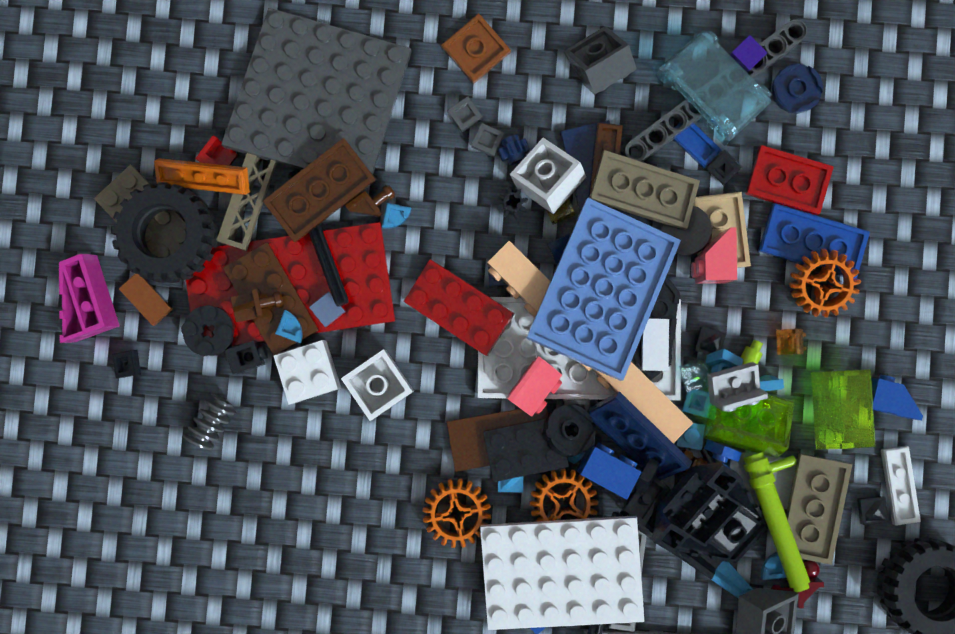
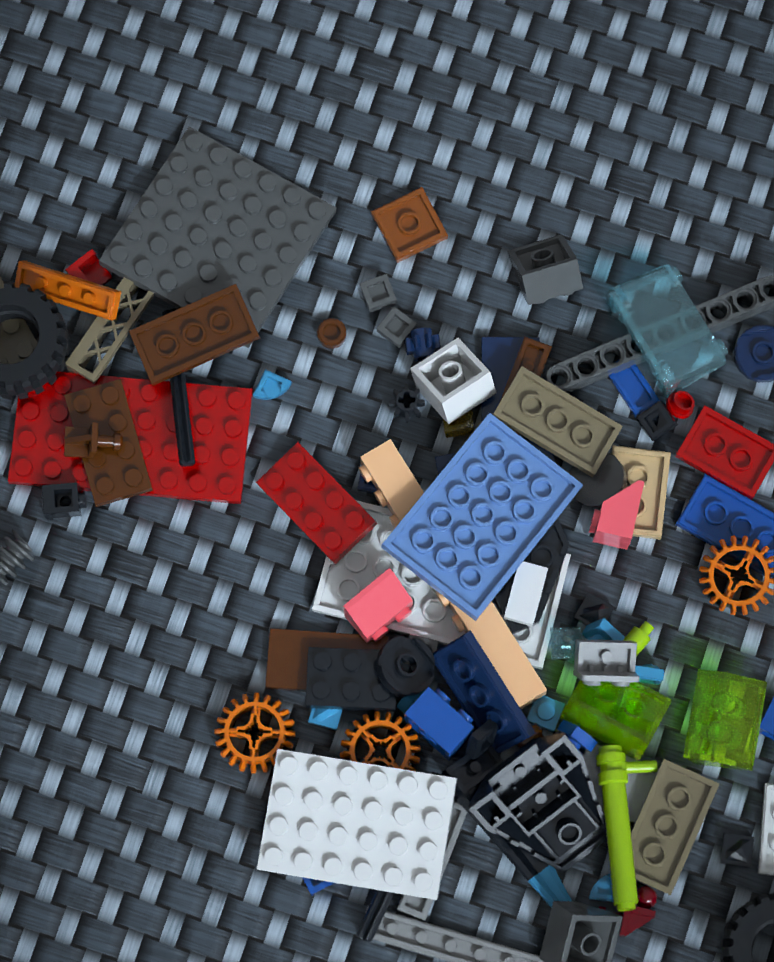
camera: 15 degrees right, 10 degrees down
(194, 327) = (14, 453): black plate -> none
(290, 327) = (122, 476): dark azure tile -> none
(307, 372) = (127, 533): white brick -> none
(326, 309) = (167, 469): sand blue tile -> none
(366, 205) = (240, 365): reddish brown piece -> none
(377, 384) = (203, 566): white brick -> none
(434, 158) = (331, 333): none -> reddish brown tile
(697, 403) = (561, 677): dark azure tile -> none
(740, 149) = (680, 404): none -> red plate
(748, 53) = (710, 300): dark purple tile -> none
(790, 341) = (685, 633): clear orange tile -> none

